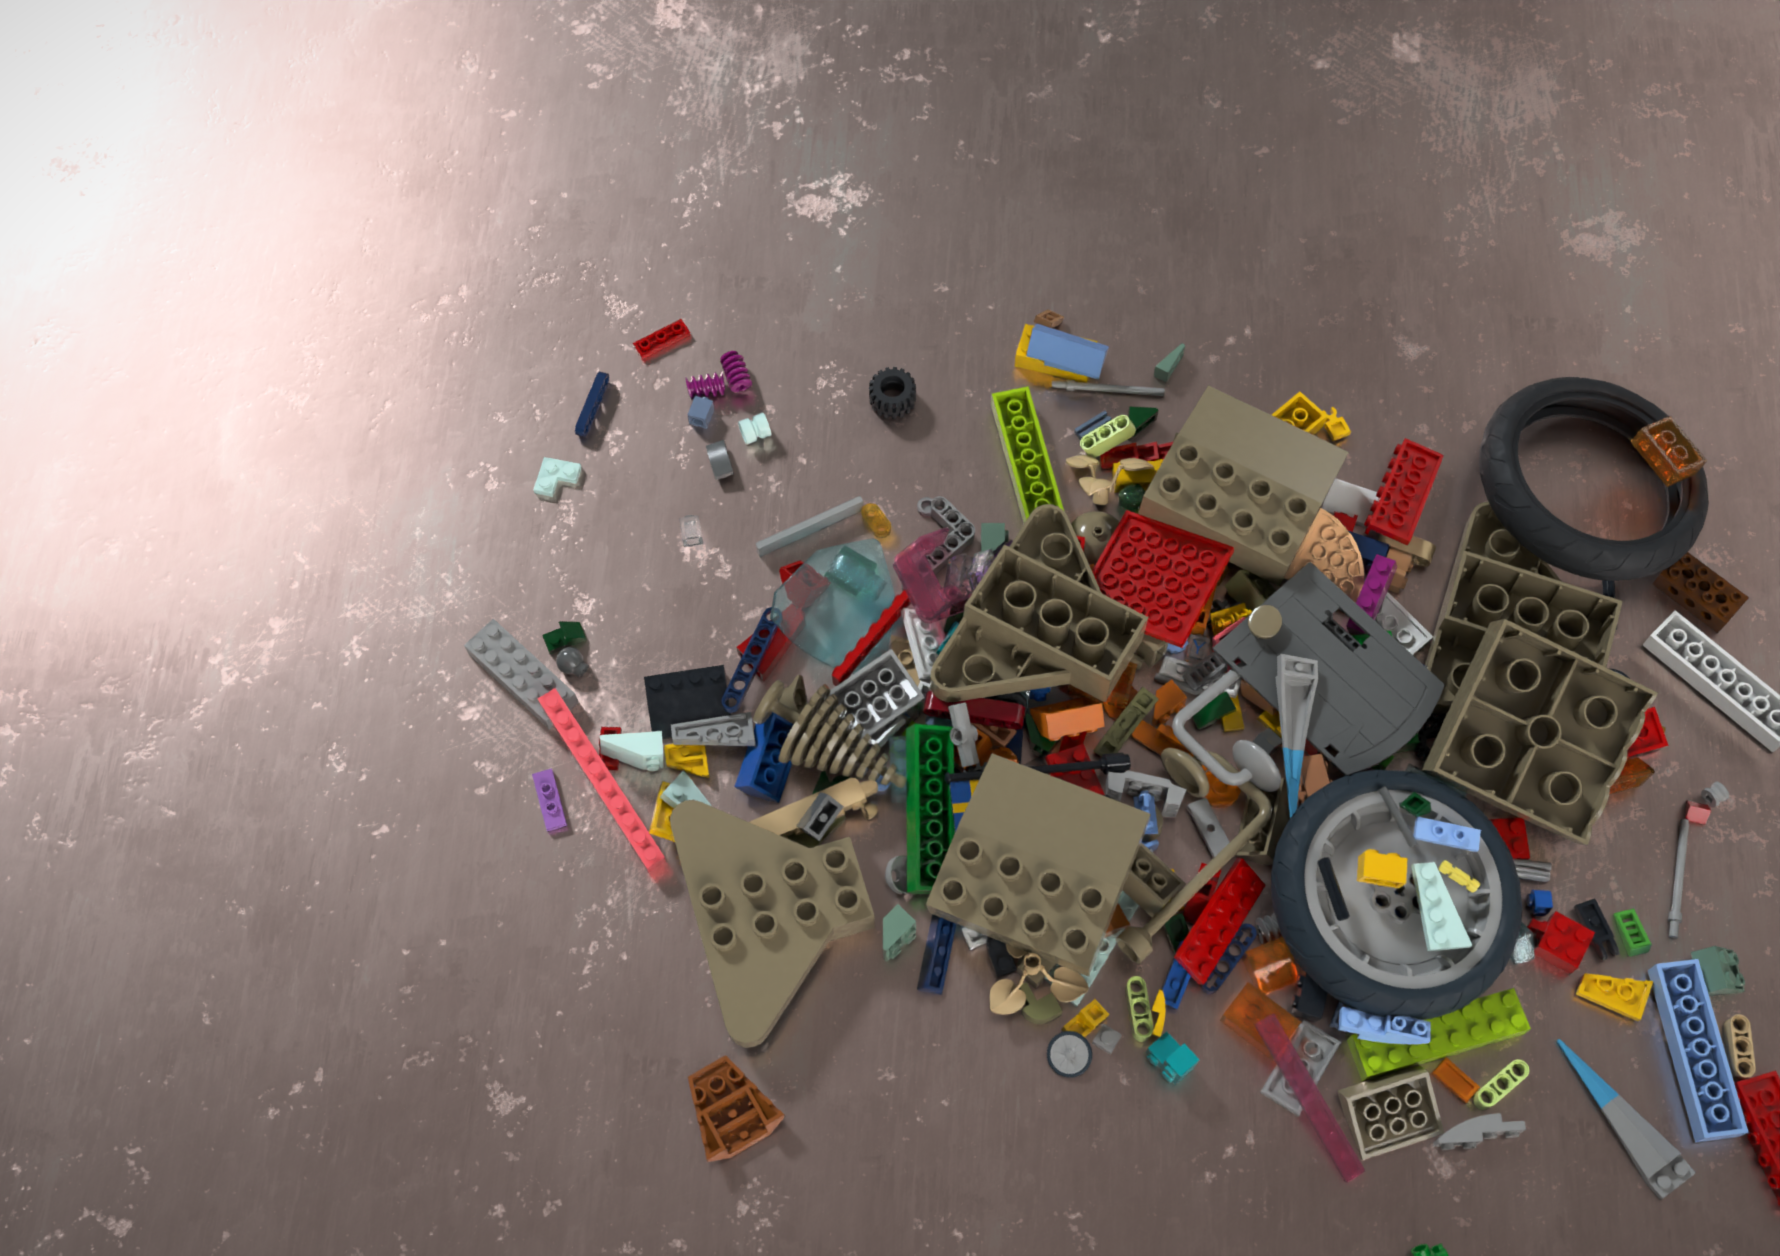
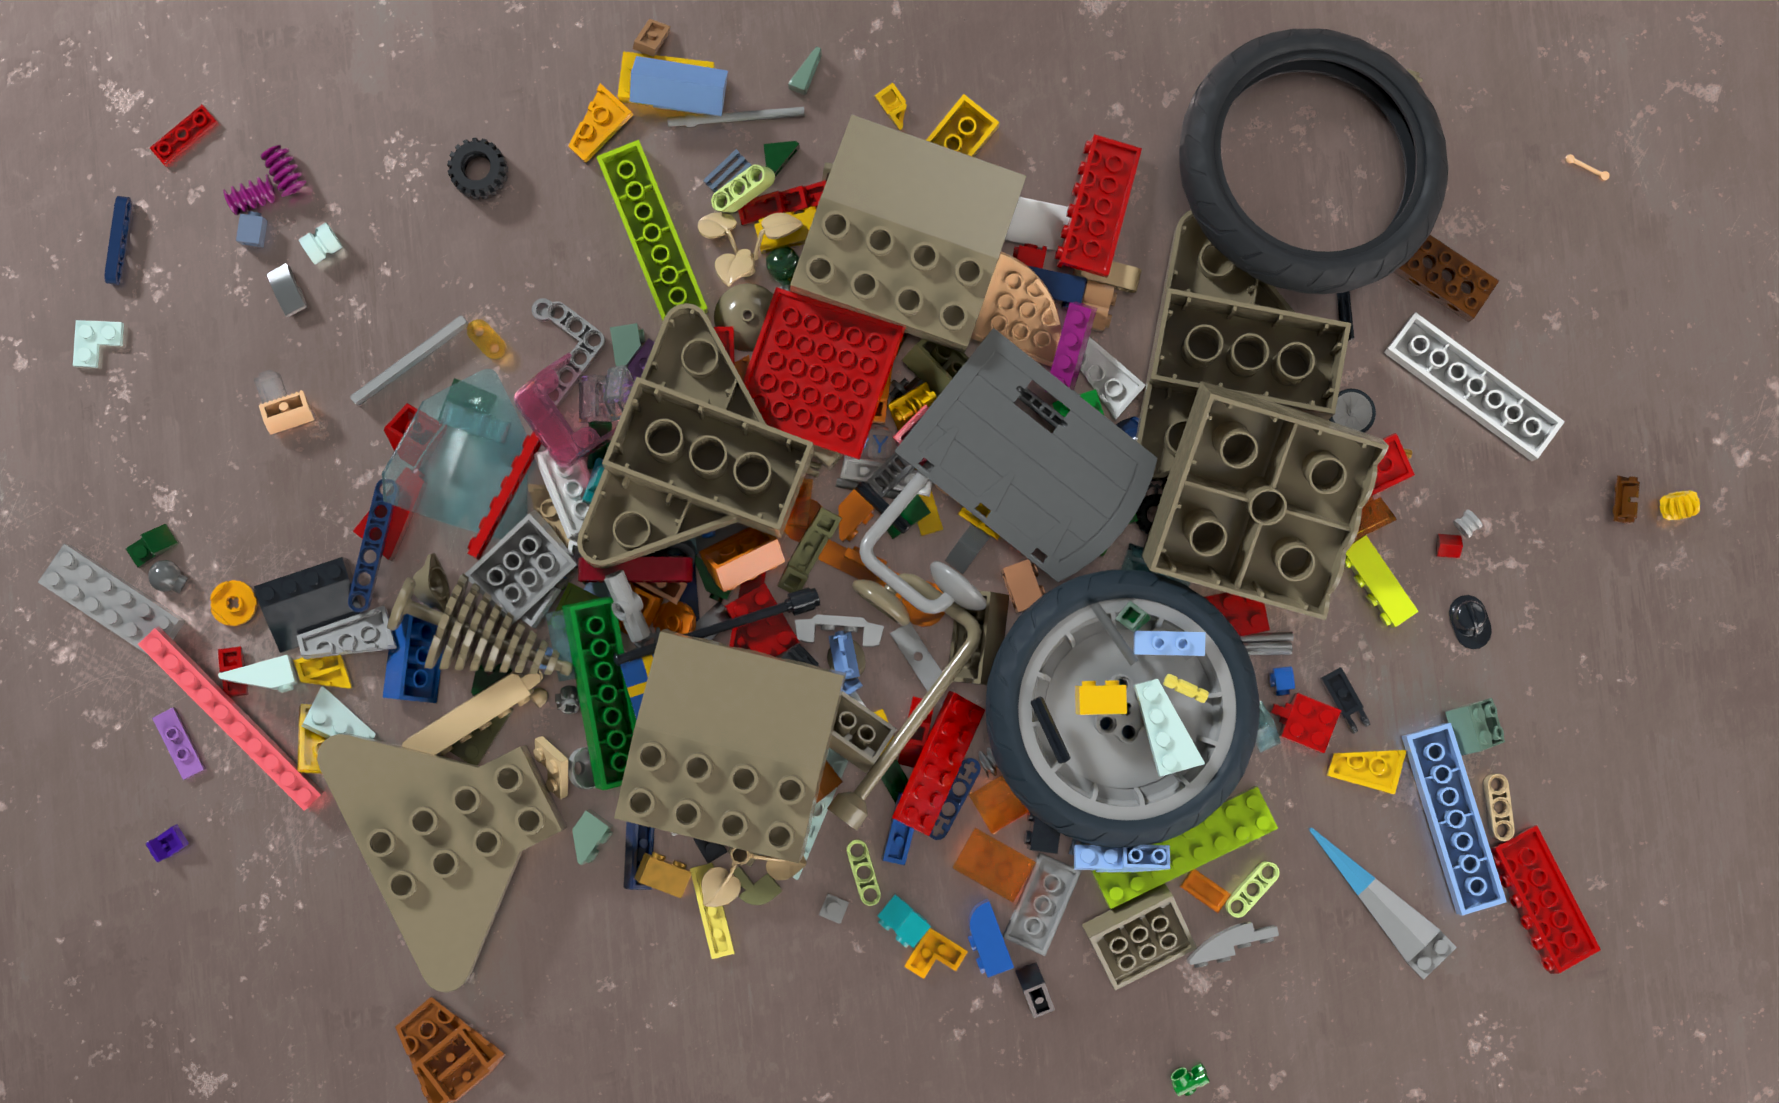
camera: 15 degrees left, 20 degrees up
(520, 881) = (167, 843): none -> dark purple bracket
(622, 703) = (220, 605): none -> light orange plate
(700, 548) = (286, 412): none -> light nougat brick
(820, 816) = (482, 728): dark grey brick -> none
(876, 866) = (556, 766): none -> tan plate
(896, 815) = (568, 700): none -> light grey gear
(956, 979) = (663, 875): none -> pearl gold brick
(995, 1027) = (713, 918): none -> light yellow plate
(997, 376) = (600, 123): none -> light orange wing
(1069, 1054) = (796, 933): light grey wheel -> none
(1087, 1019) = (808, 894): yellow slope -> none
(1159, 1007) = (884, 872): yellow slope -> none
(1193, 1089) = (933, 947): none -> light orange plate
(1207, 711) = (881, 505): none -> black axle
(1237, 391) = (893, 104): none -> yellow slope
(1249, 1088) = (988, 940): none -> blue brick
(1265, 622) = (949, 414): dark tan piece -> none
(1287, 1145) = (1035, 990): none -> black slope
(1295, 692) = (991, 499): light grey plate -> none
(1309, 1098) = (1051, 939): clear pink tile -> none
(1336, 427) = (1013, 126): yellow plate -> none
(1634, 831) = (1379, 583): none -> neon yellow brick
(1636, 945) = (1398, 711): bright green slope -> none
(1668, 451) = (1395, 125): clear orange brick -> none
(1675, 915) = (1429, 671): light grey bar -> none
(1714, 880) = (1470, 622): none -> black piece

